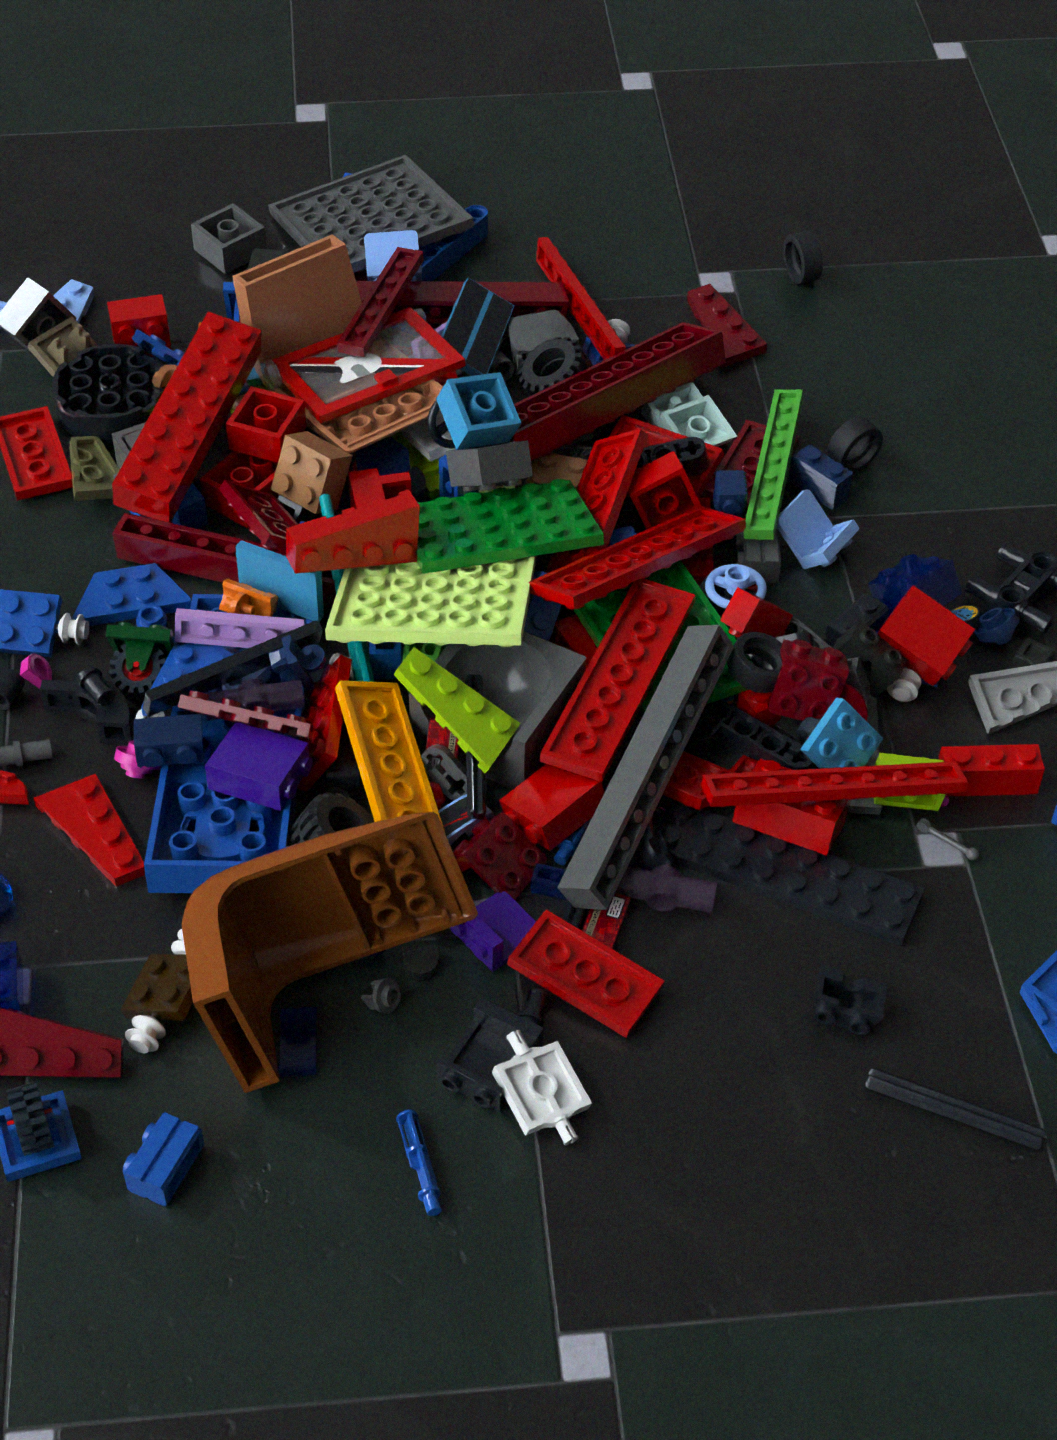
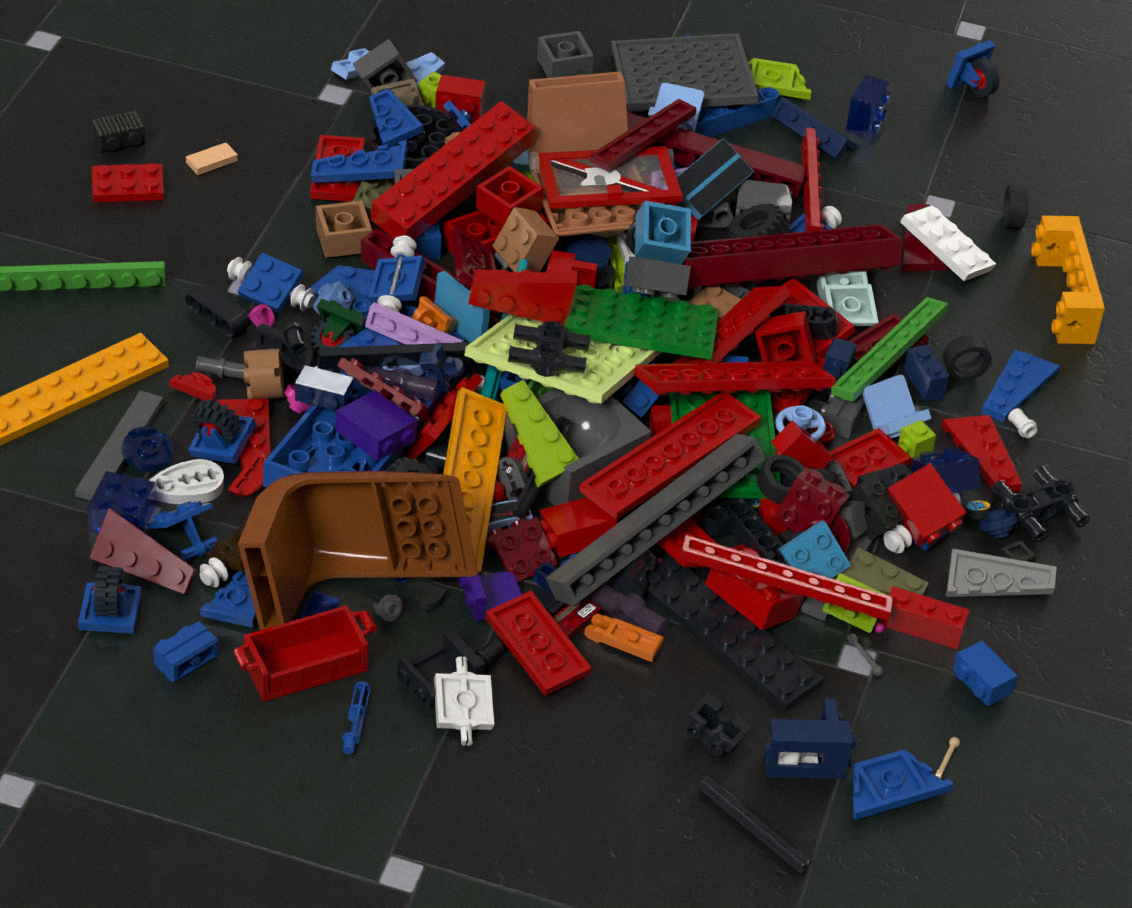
camera: 20 degrees right, 5 degrees down
(44, 906) = (174, 479): none -> white piece
(62, 844) = (219, 432): none -> plate
(65, 441) = (361, 165): none -> blue wing
(71, 971) = (184, 516): none -> blue plate
(76, 372) = (393, 118): none -> blue wing
(78, 745) = (264, 374): none -> medium nougat brick
(79, 525) = (342, 227): none -> medium nougat brick
(97, 322) = (427, 89): none -> lime brick
(112, 612) = (335, 292): none -> medium blue brick
(128, 886) = (251, 478): none -> red plate
(182, 565) = (397, 277): none -> blue plate
(192, 1061) = (232, 603): none -> blue wing
(319, 1099) = (306, 652): none -> red container
(428, 598) = (550, 341): none -> black piece
(476, 190) = (780, 76): none -> lime wing
(526, 235) = (799, 120): none -> dark blue fence
(590, 195) = (868, 107): none -> clear blue piece
(676, 120) = (976, 69): none -> plate
(676, 924) = (624, 636): none -> orange hinge
(757, 320) = (948, 243): none -> white plate
(819, 596) = (868, 454): none -> red plate
(857, 562) = (916, 439): none -> lime brick
(879, 282) = (1078, 312): none -> light orange plate
(915, 457) = (1017, 383): none -> blue wing
(915, 736) = (881, 574): none -> olive wing
(919, 535) = (983, 441): none -> red wing
(955, 503) = (1026, 427): none -> white pin
(972, 984) = (810, 746): none -> dark blue brick

